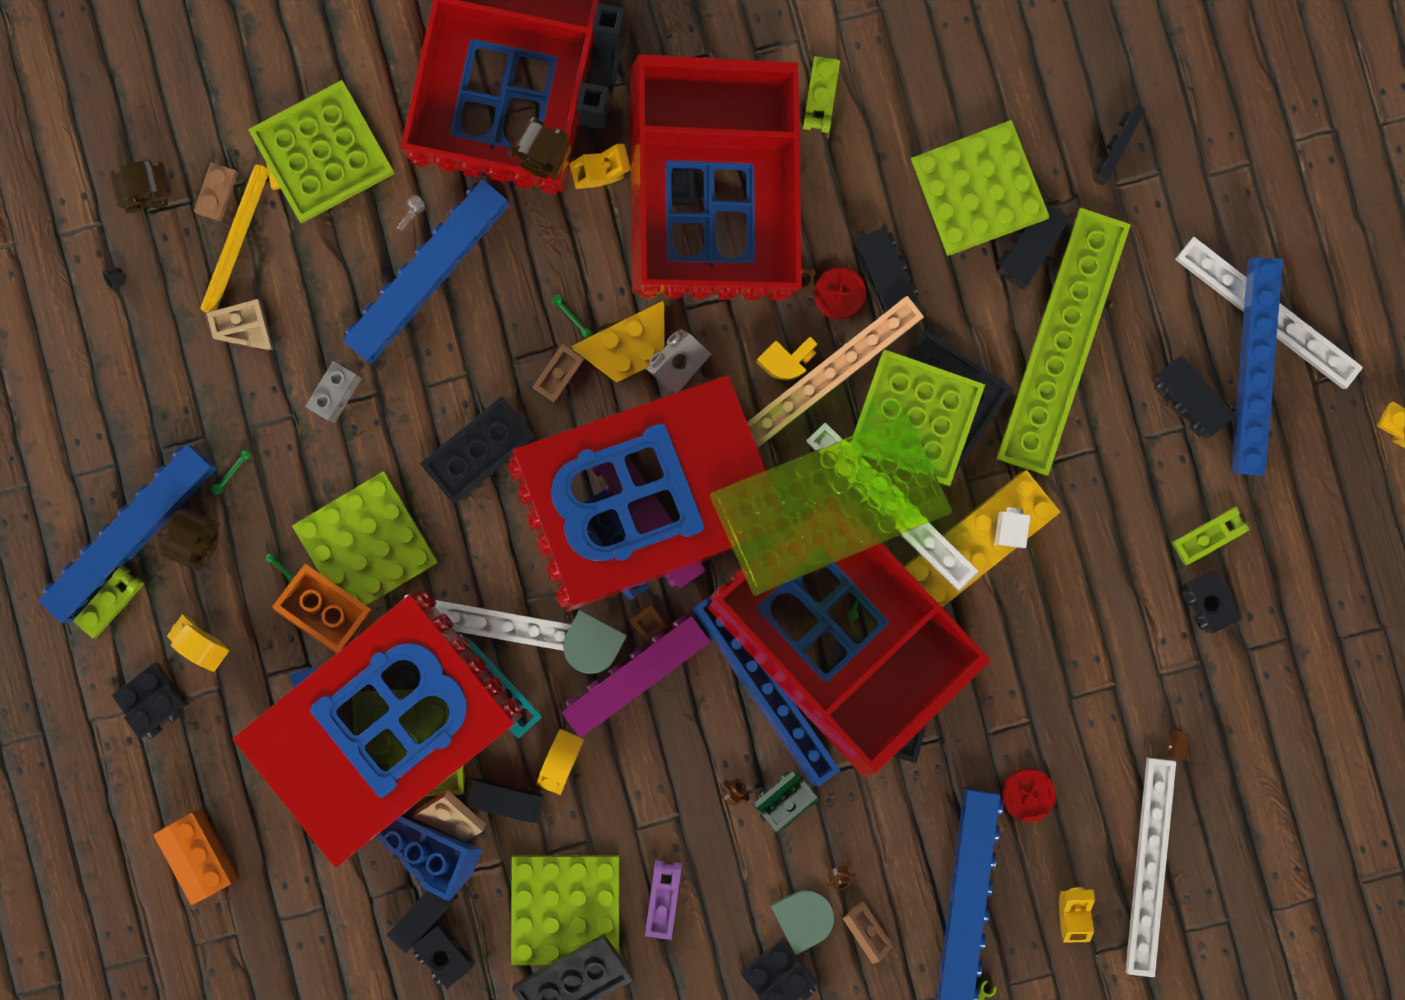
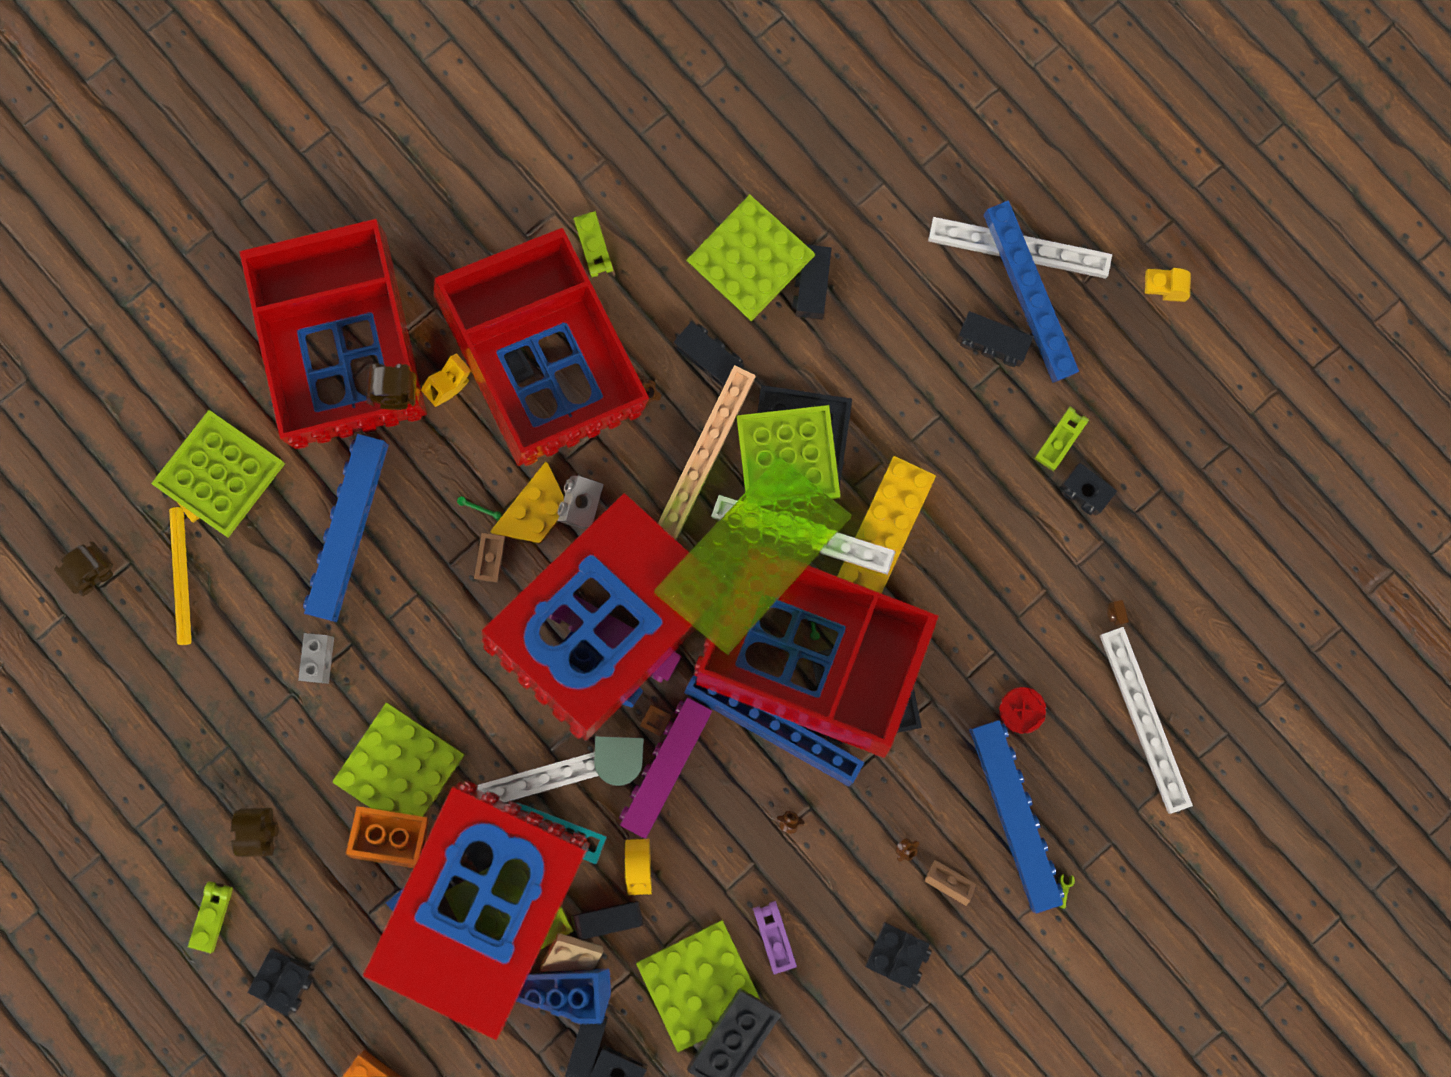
camera: 30 degrees left, 5 degrees down
(114, 277) = (95, 652): black hinge -> none
(127, 534) = (200, 853): blue brick -> none
(196, 644) = (298, 915): yellow brick -> none
(215, 192) = (147, 545): medium nougat plate -> none
(217, 489) = (258, 782): green hinge -> none
(241, 325) = (217, 641): tan wing -> none
(271, 558) = (327, 817): green hinge -> none
(416, 207) = (315, 481): clear hand -> none
(477, 450) = (453, 650): black plate -> none
(597, 95) = (417, 323): black arch -> none
(782, 365) = (665, 466): yellow brick -> none
(785, 801) = (833, 809): bracket -> none
(804, 918) = (895, 897): sand green tile -> none
(839, 293) = (682, 390): red tile -> none
(1012, 528) = (904, 505): white brick -> none
(1063, 342) = (873, 345): lime plate -> none
(1076, 915) = (1106, 786): yellow brick -> none
(1118, 144) = (840, 173): black plate -> none

